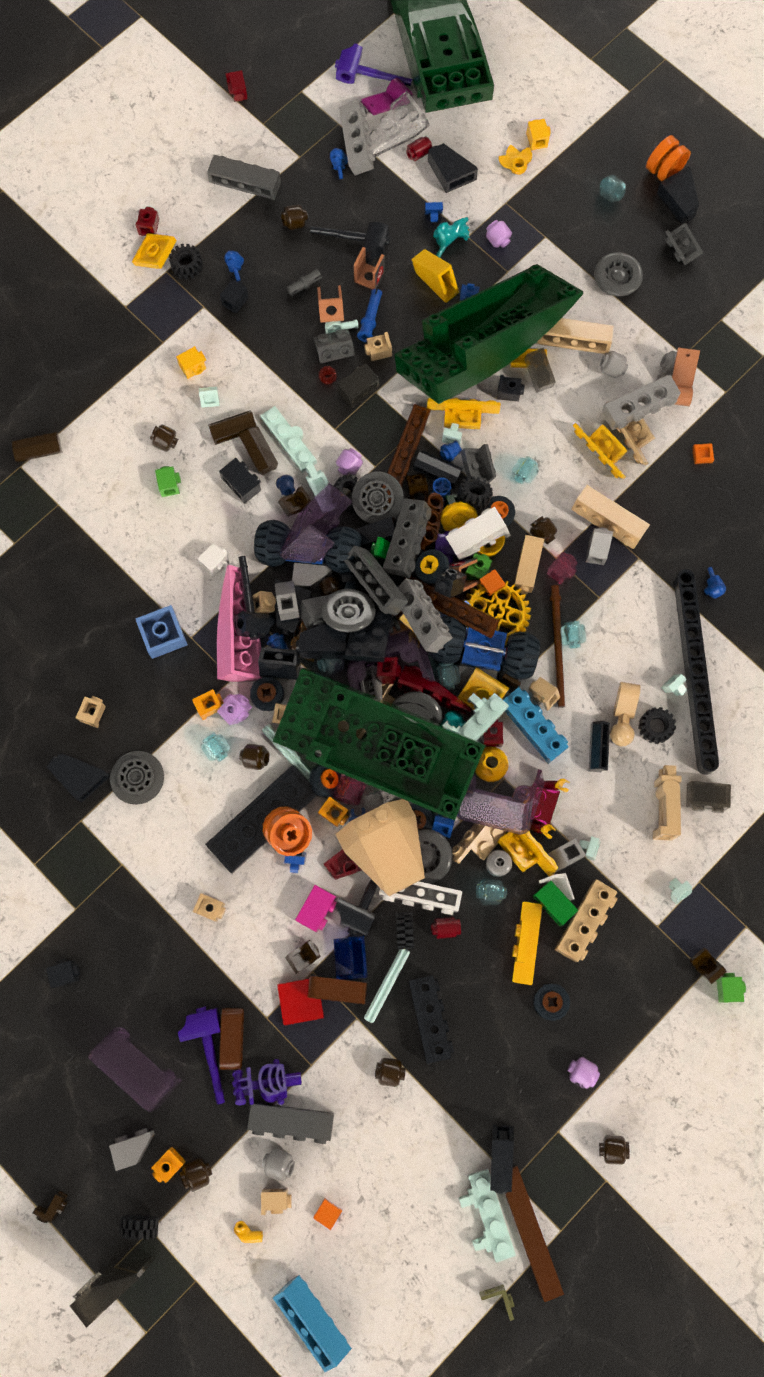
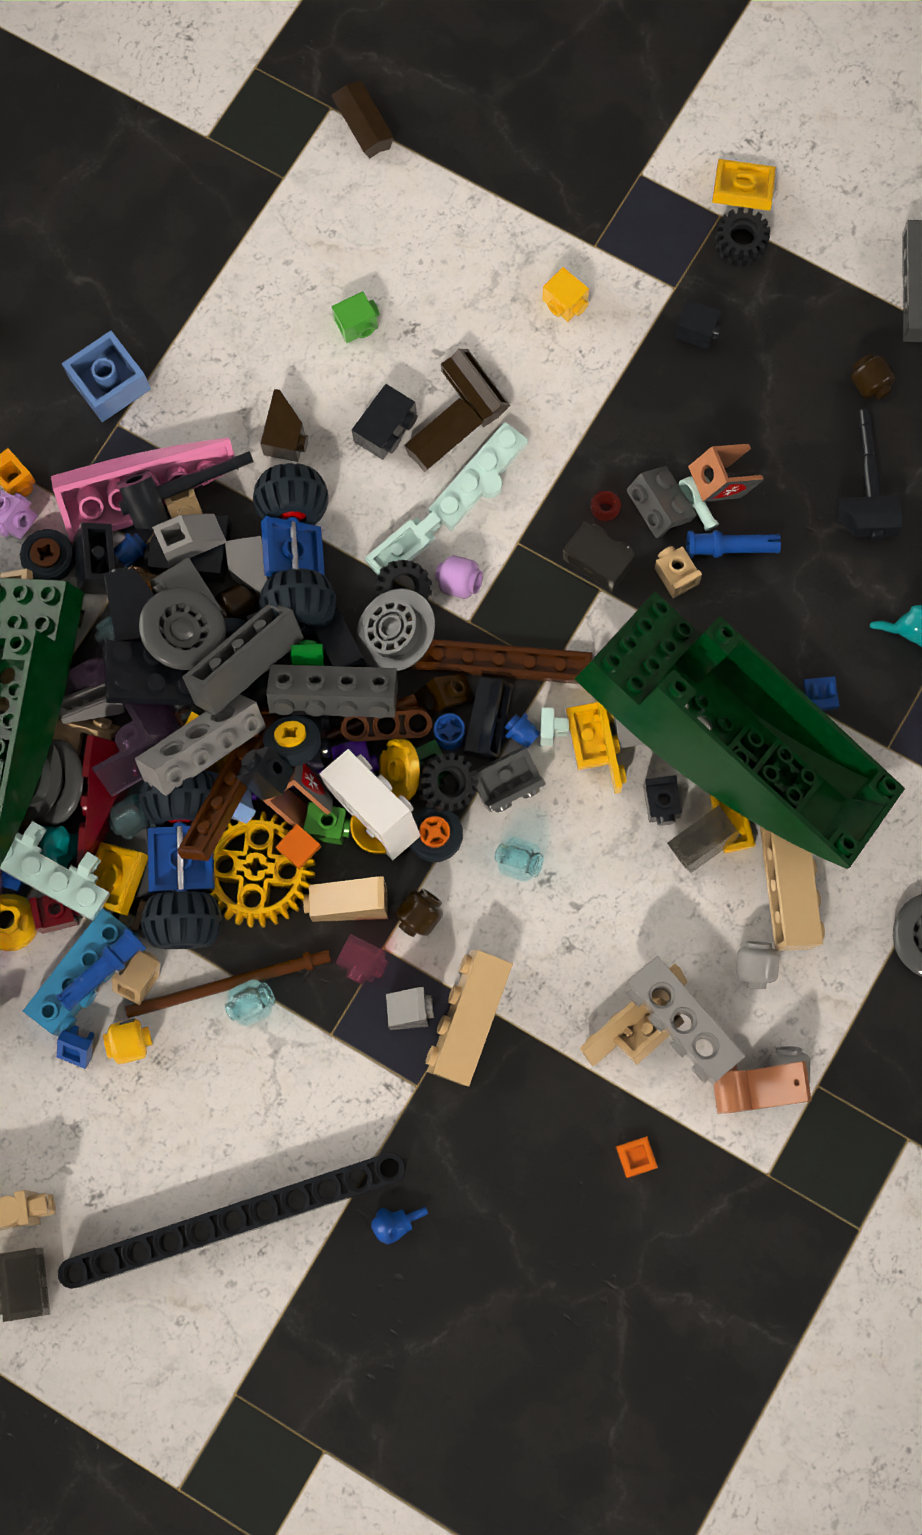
camera: 80 degrees right, 0 degrees up
(147, 221) = (794, 161): dark red brick -> none
(164, 438) = (425, 291): dark brown head -> none
(209, 397) = (514, 337): light aqua tile -> none
(214, 559) = (243, 419): white brick -> none
(228, 536) = (283, 431): none -> dark brown slope
(234, 262) = (764, 308): blue piece -> none
(285, 485) = (394, 492): dark blue hose -> none
(295, 502) = (368, 512): dark brown bracket -> none
(304, 282) = (760, 425): dark grey pin -> none
(308, 533) = (317, 545): clear purple windscreen -> none
(362, 268) = (811, 504): nougat piece -> none
(389, 671) = (108, 724): dark red brick -> none
(436, 274) = (835, 628): yellow slope -> none
(535, 698) = (111, 960): none -> blue pin
(578, 738) = (75, 1048): none -> blue tile
(580, 707) = (127, 1041): none -> yellow head
(599, 746) = (68, 1080): black piece -> none
(606, 446) = (597, 982): yellow bracket -> none
(625, 709) = (151, 1113): tan beam -> none
(665, 717) = (111, 1161): black tyre -> none
(675, 685) = (200, 1190): light aqua tile -> none

